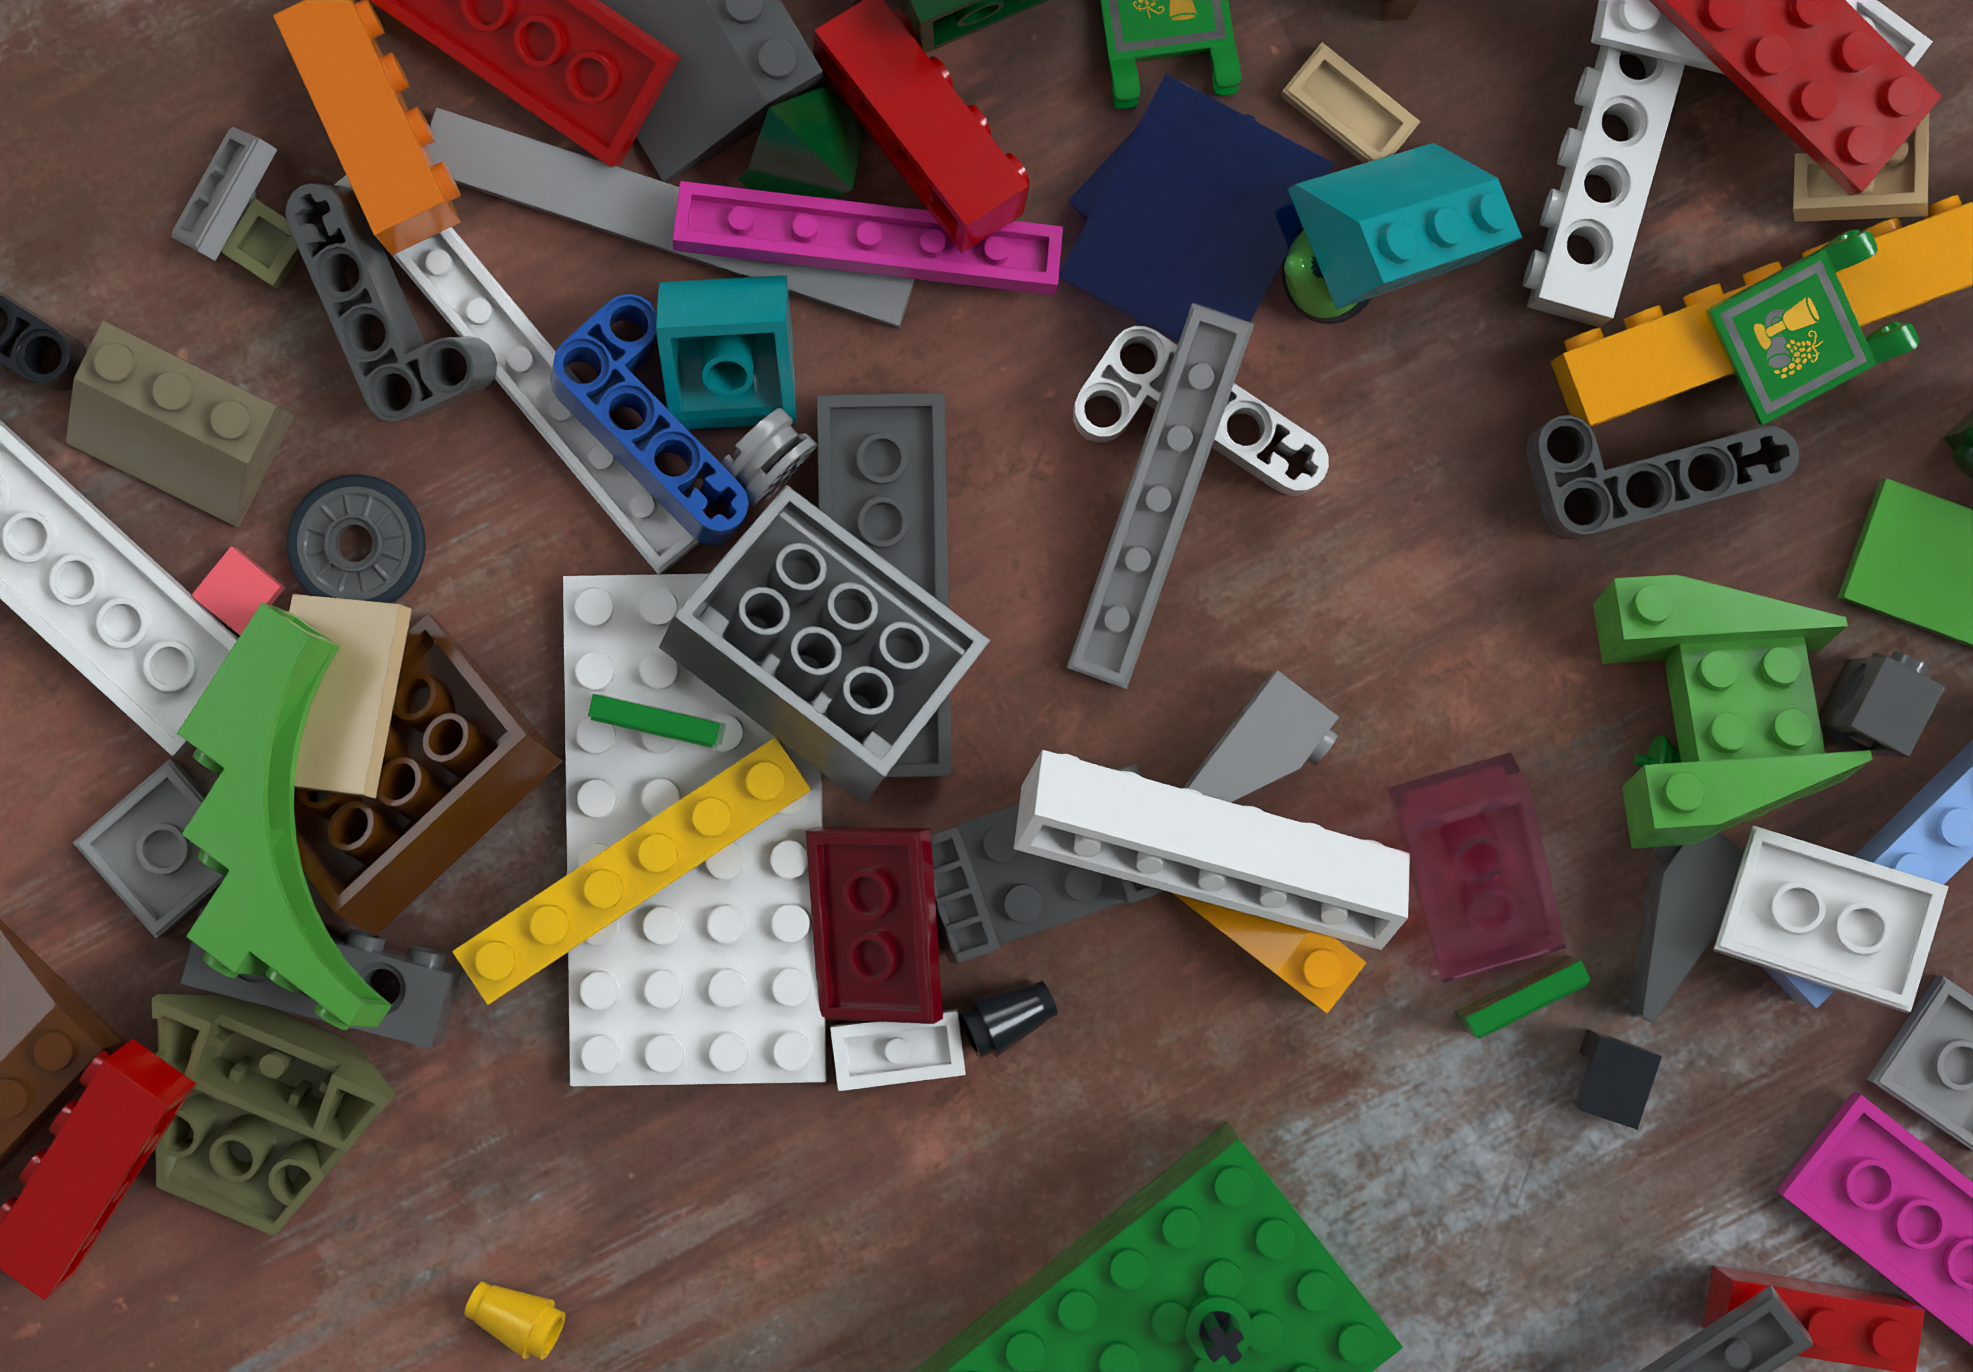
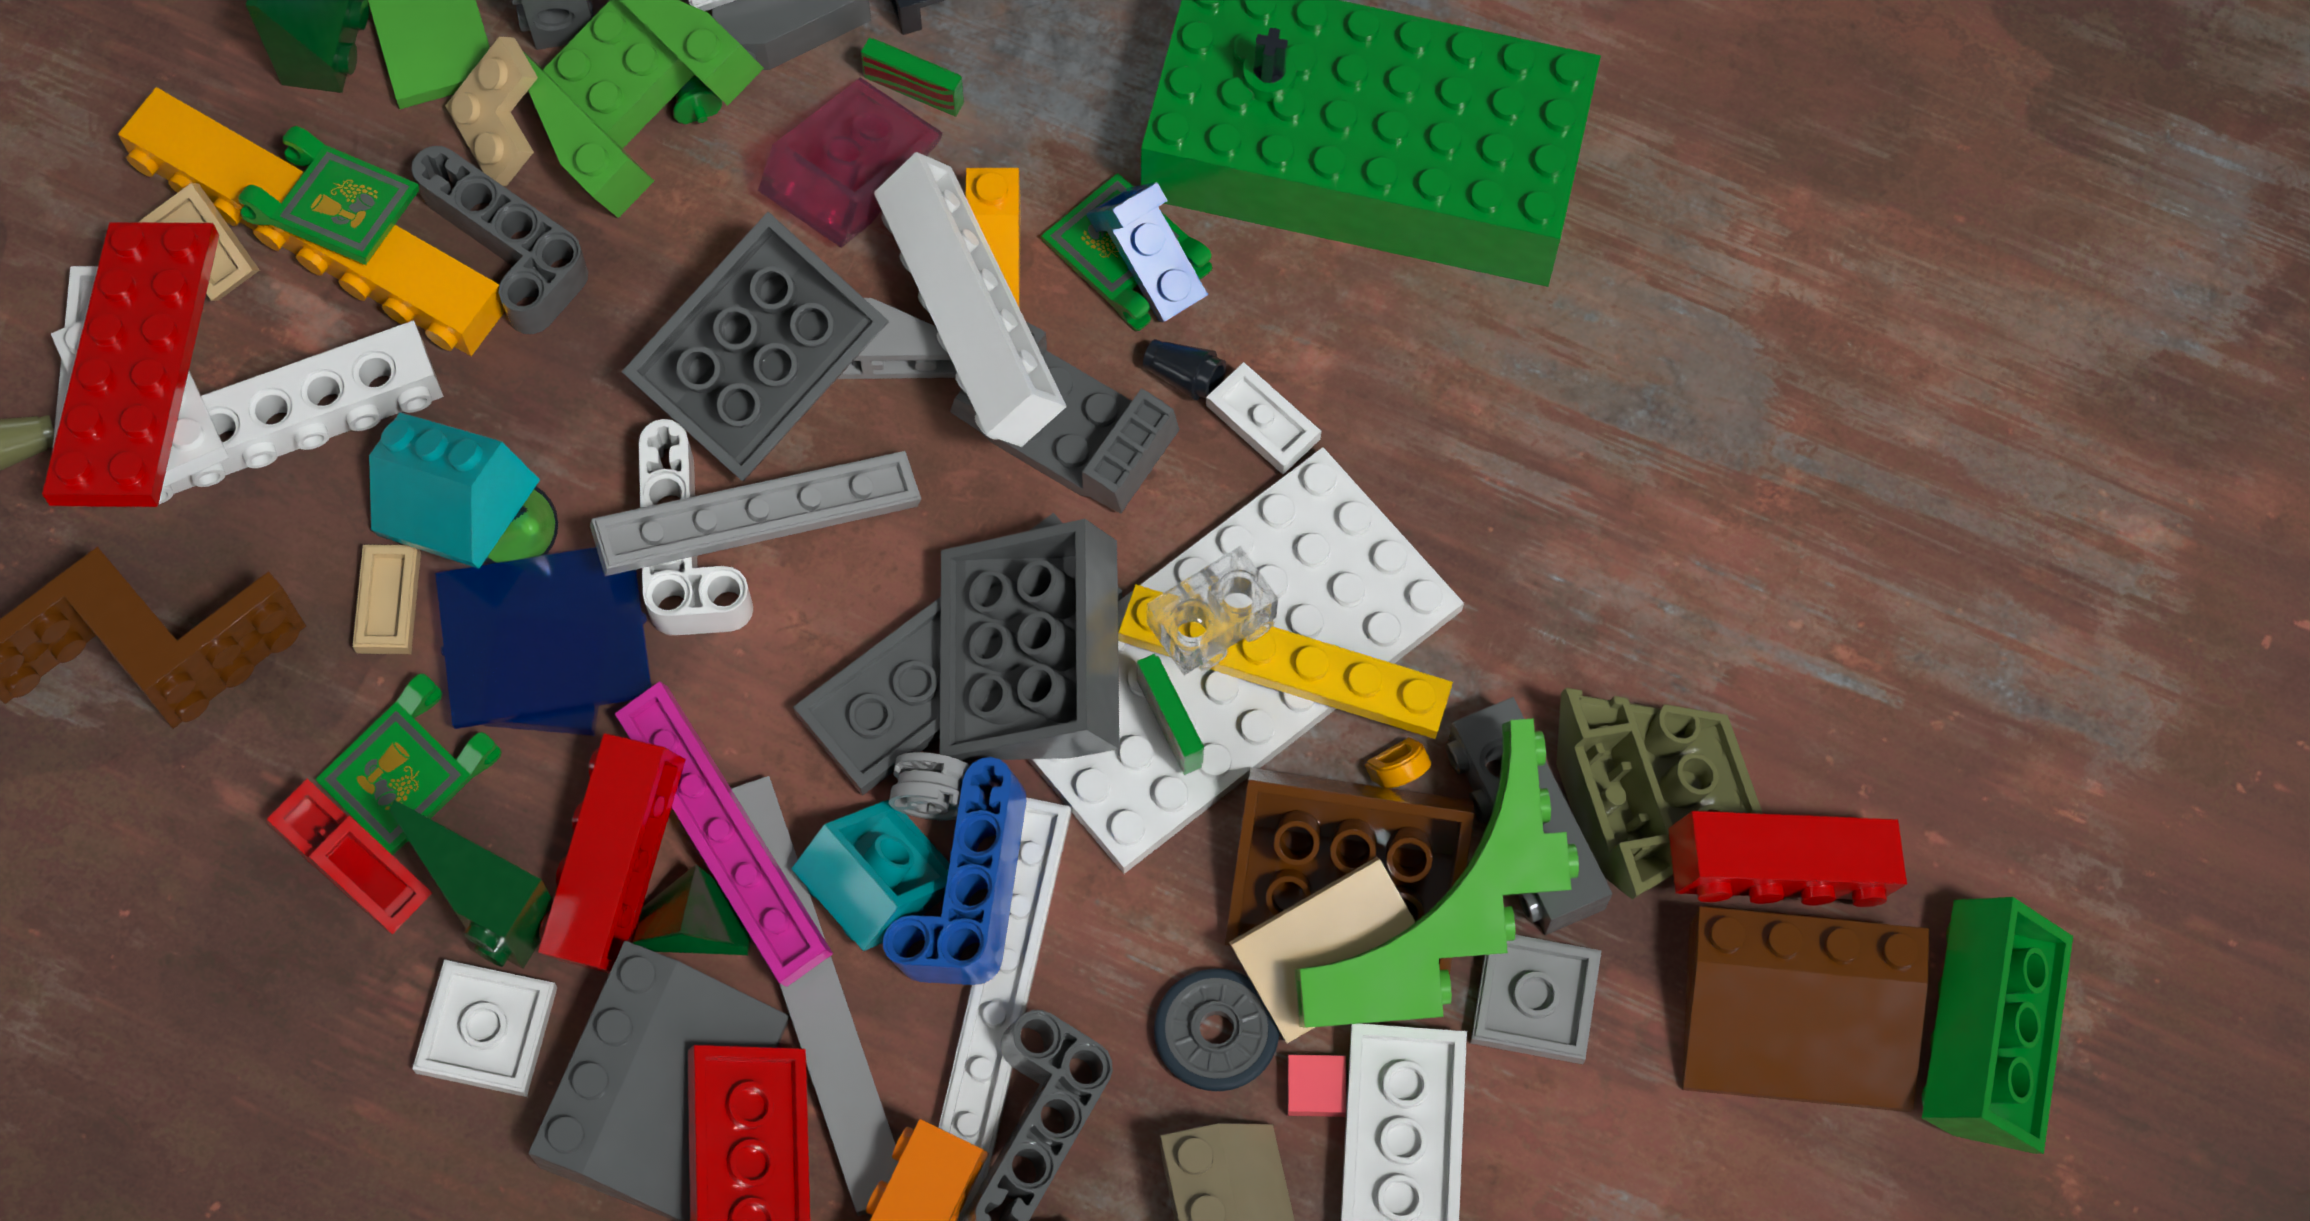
camera: 125 degrees left, 20 degrees down
(461, 899) = (1399, 764): none -> light orange tile
(516, 1319) = (1643, 522): yellow cone -> none
(727, 831) = (1202, 601): none -> clear brick
(874, 924) = (1191, 485): dark red tile -> none
(1155, 1077) = (1150, 249): none -> bracket
(1192, 1059) = (1099, 261): none -> green flag
(1329, 619) = (755, 346): none -> dark grey slope
(1807, 553) = (485, 105): none -> tan plate

